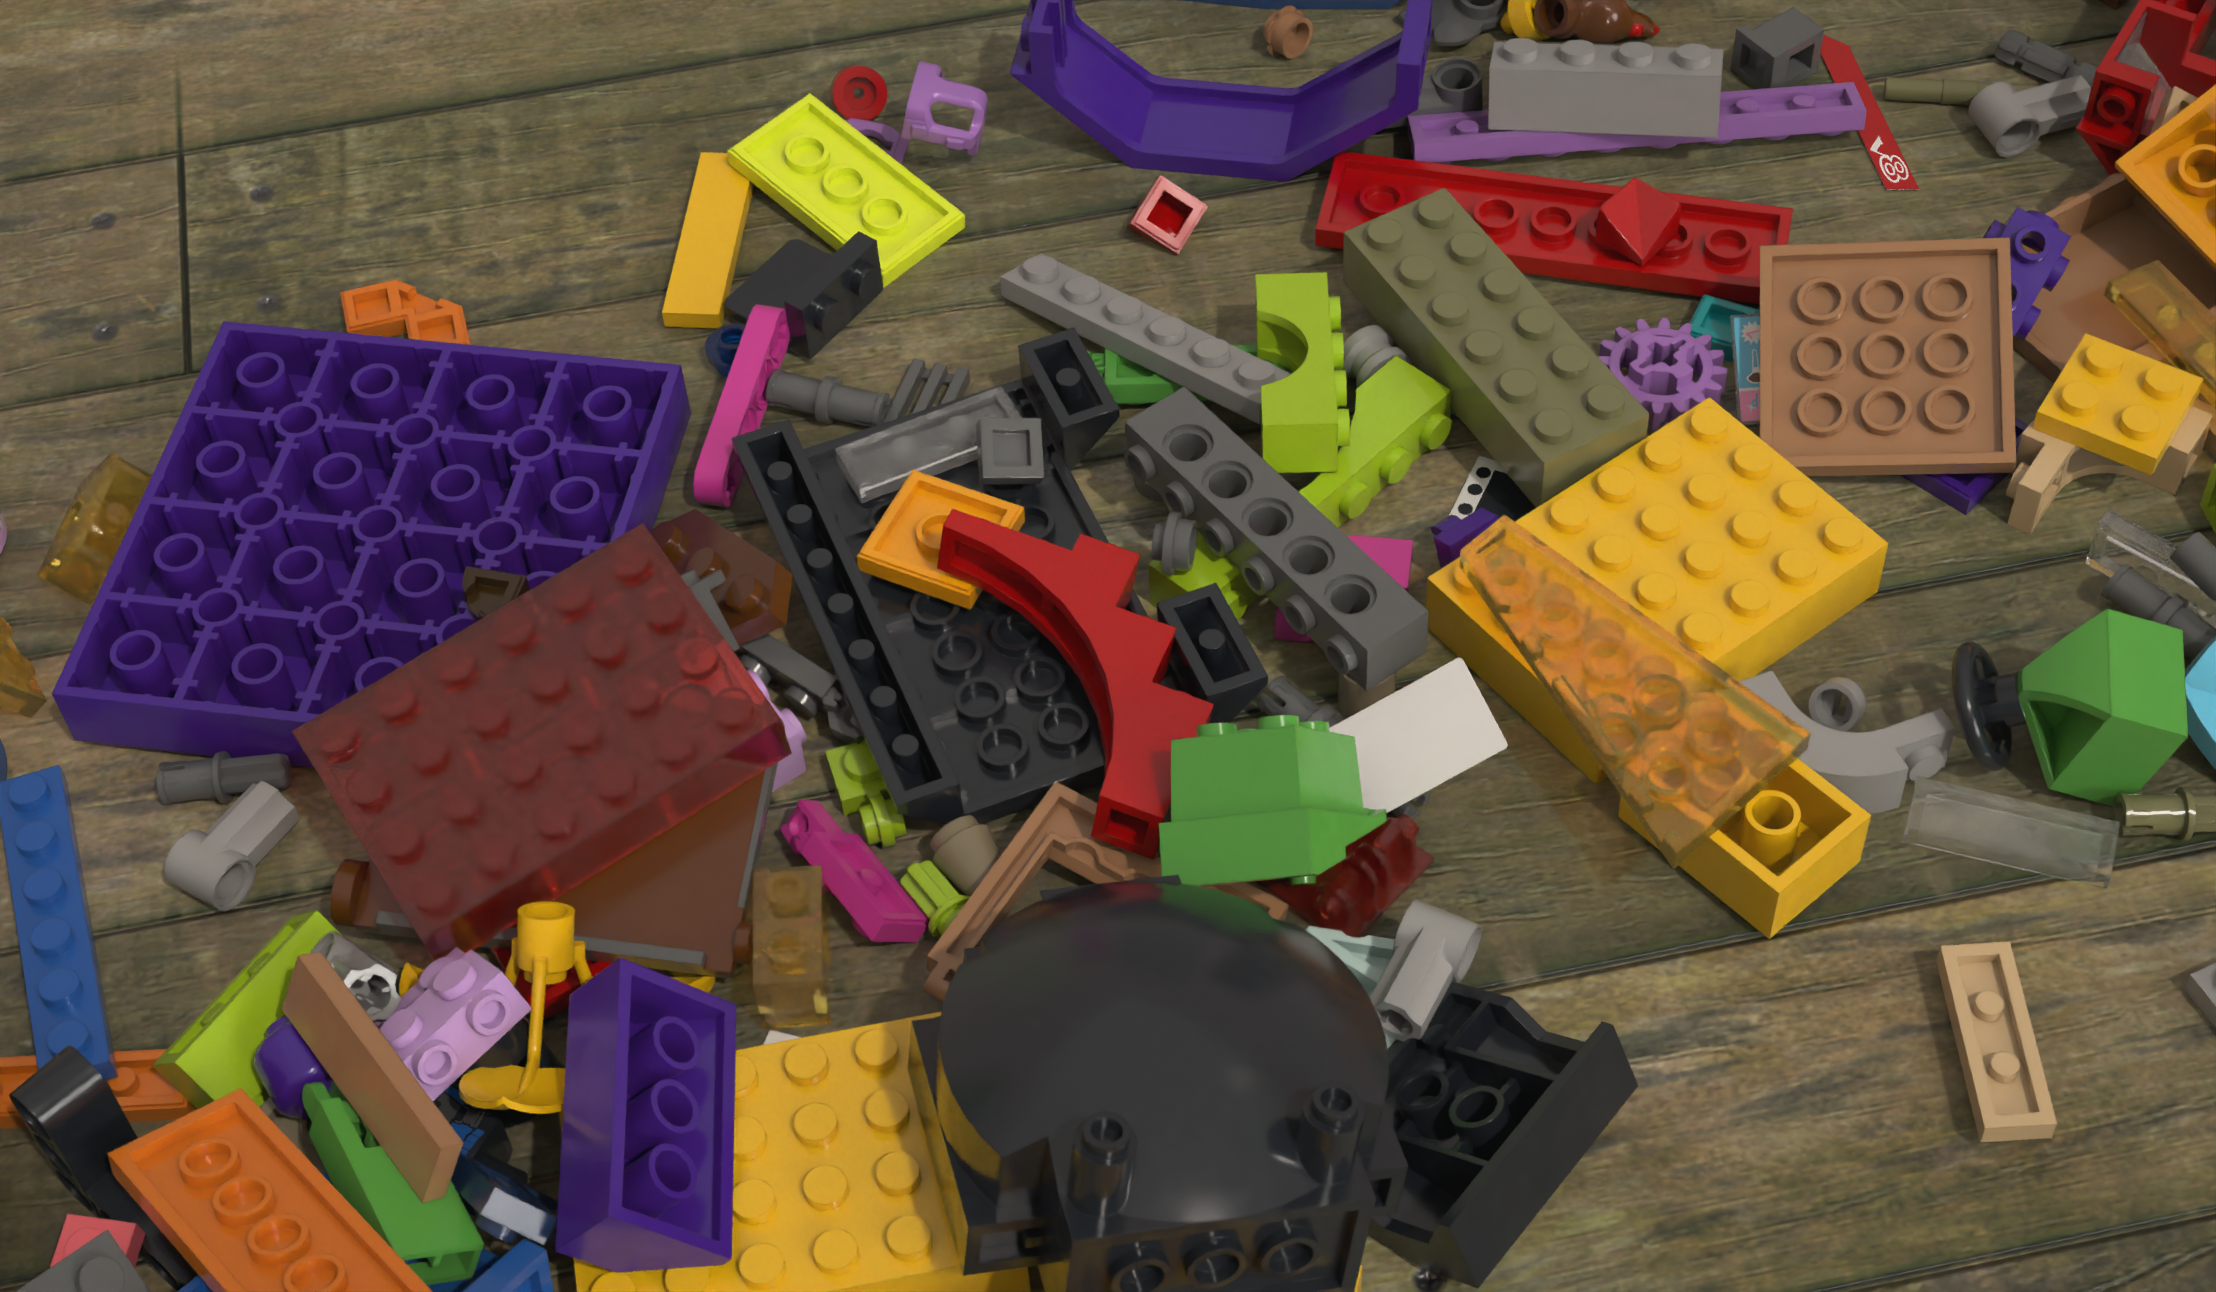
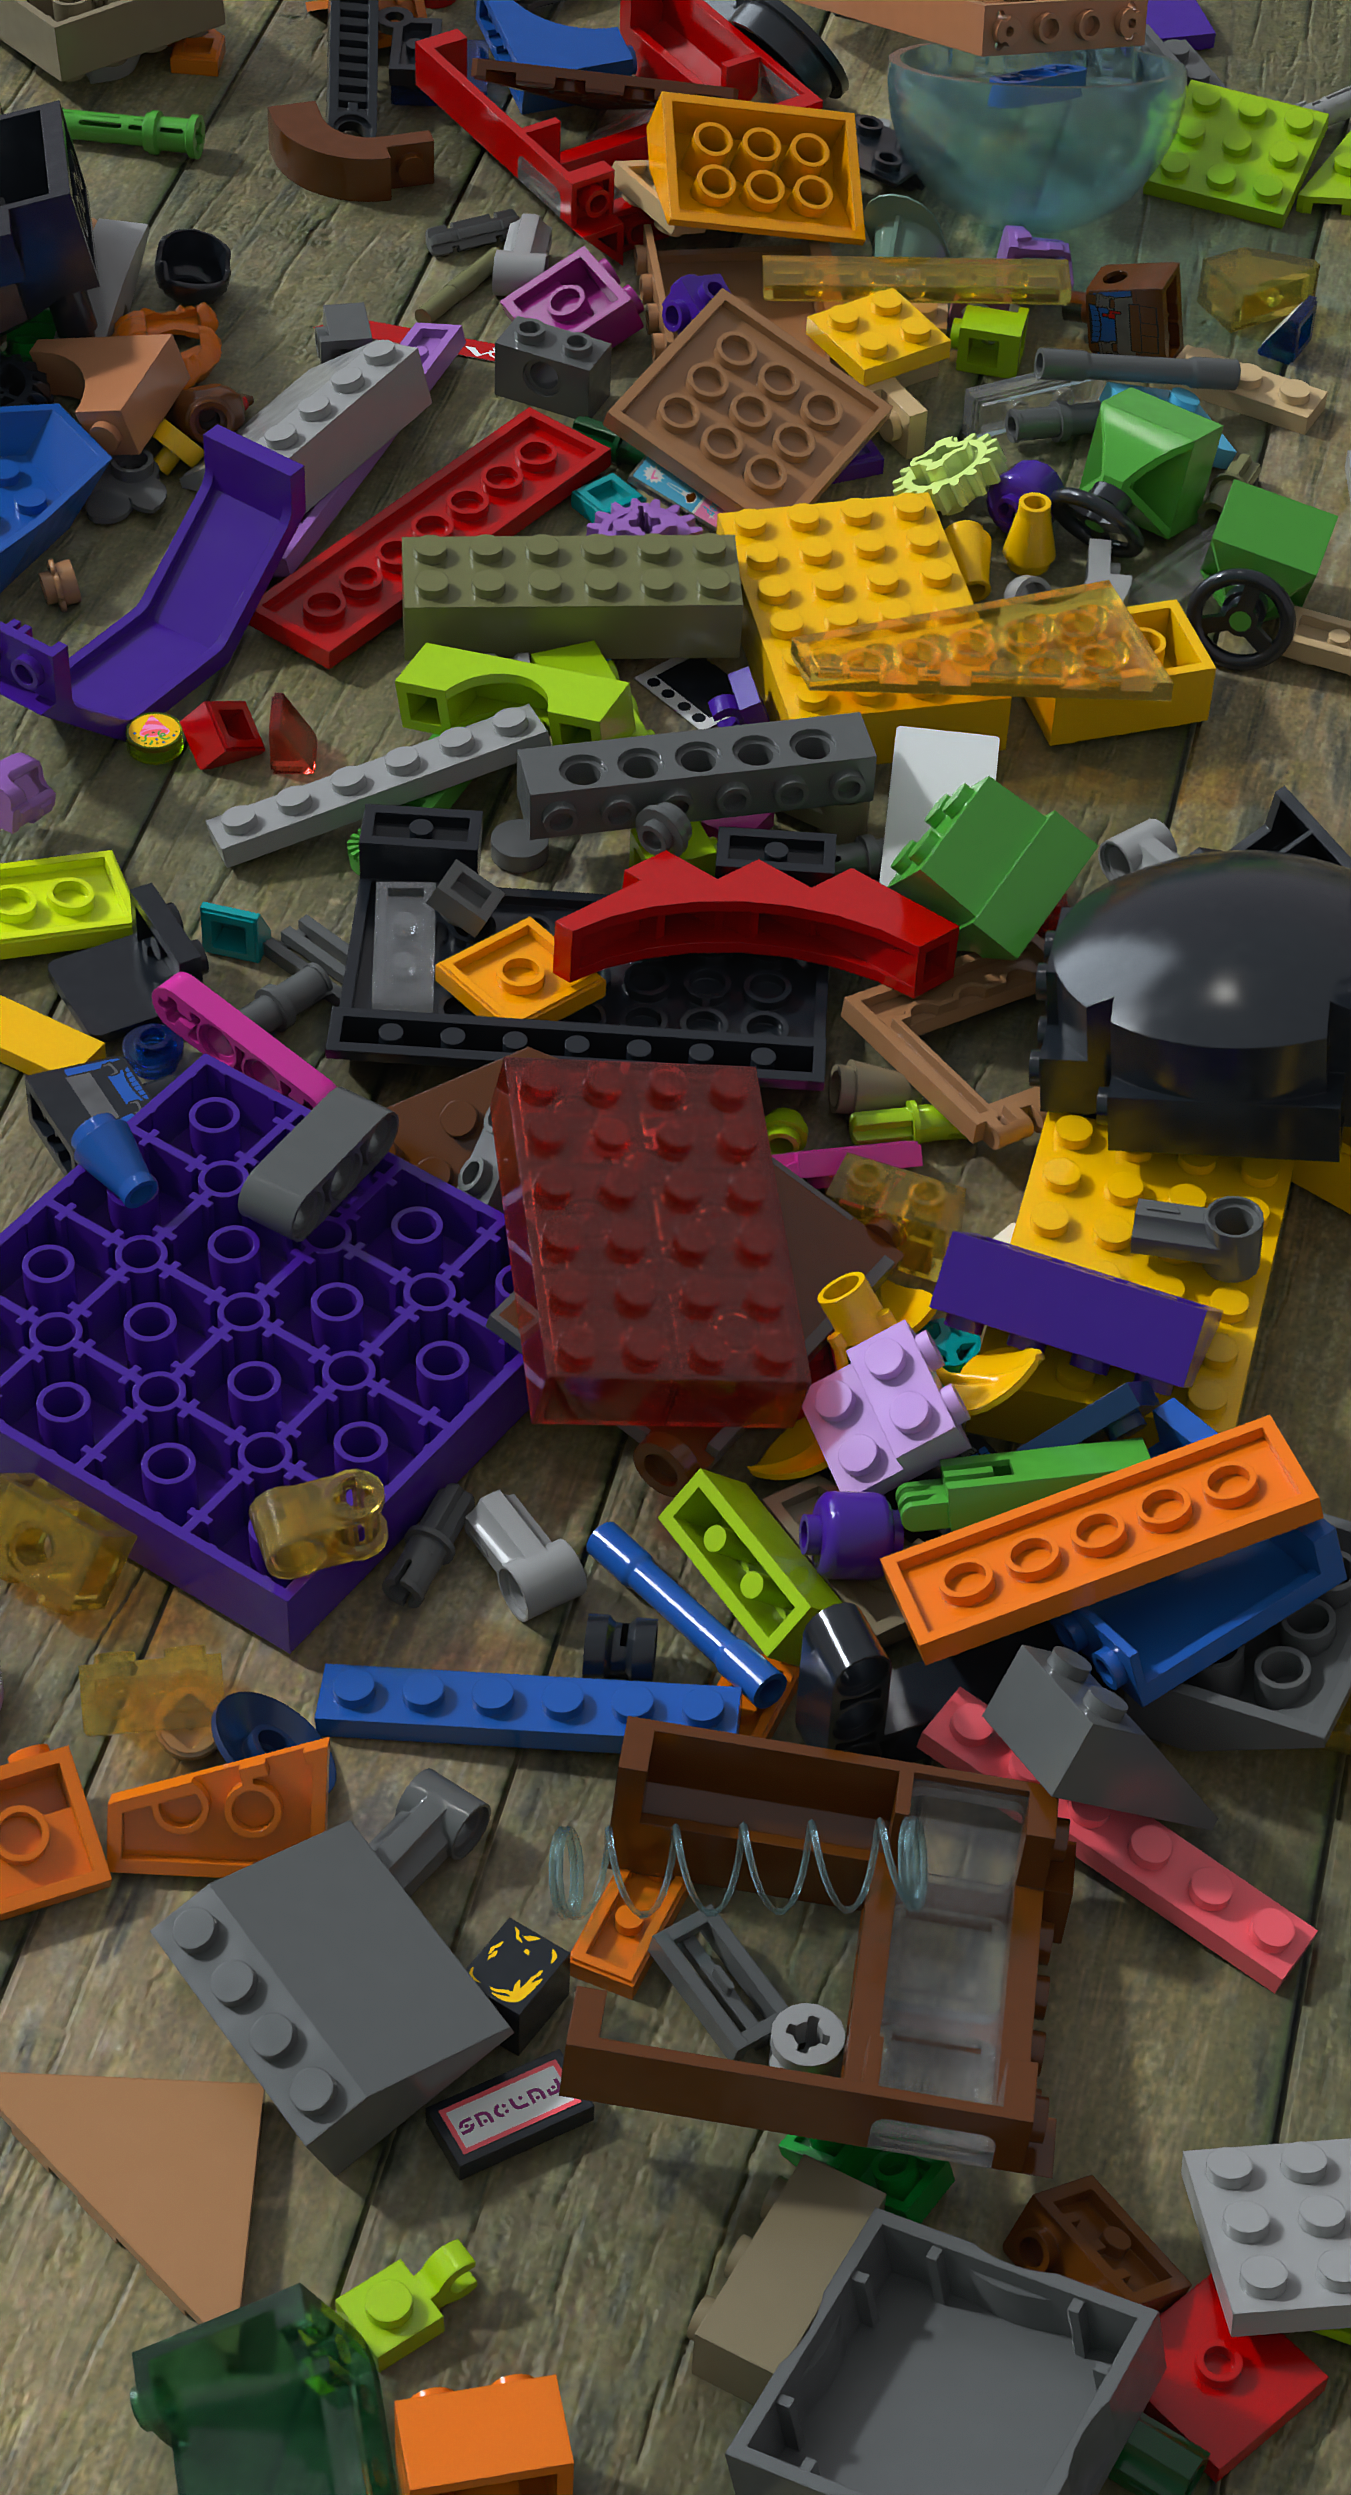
camera: 70 degrees left, 5 degrees down
(116, 672) = (315, 1527): none -> clear yellow piece
(134, 1060) = (732, 1656): none -> blue piece
(145, 959) = (620, 1648): none -> black wheel
(363, 973) = (802, 1459): light grey piece -> none
(372, 1077) = (949, 1441): medium nougat tile -> none
(491, 590) = (414, 1252): dark brown tile -> none
(492, 358) = (112, 1156): none -> blue cone
(553, 487) = (318, 1164): none -> dark grey beam
(618, 326) = (72, 1094): none -> black torso
(806, 1191) = (1220, 1237): none -> dark grey piece
(913, 331) = (233, 932): none -> teal slope
(1132, 176) = (154, 738): none -> tile
(1189, 257) = (290, 739): none -> clear red slope
(1638, 221) = (491, 476): red slope -> none
(1857, 629) = (973, 555): none -> yellow cone
(1867, 190) = (552, 368): none -> dark grey brick
(1925, 667) = (1031, 537): none -> yellow cone
(1963, 557) = (954, 472): none -> yellowish green gear
(1980, 174) = (581, 298): none -> magenta plate
(1999, 625) = (1018, 480): none -> dark purple head
(2018, 868) = (1258, 571): none -> bright green piece

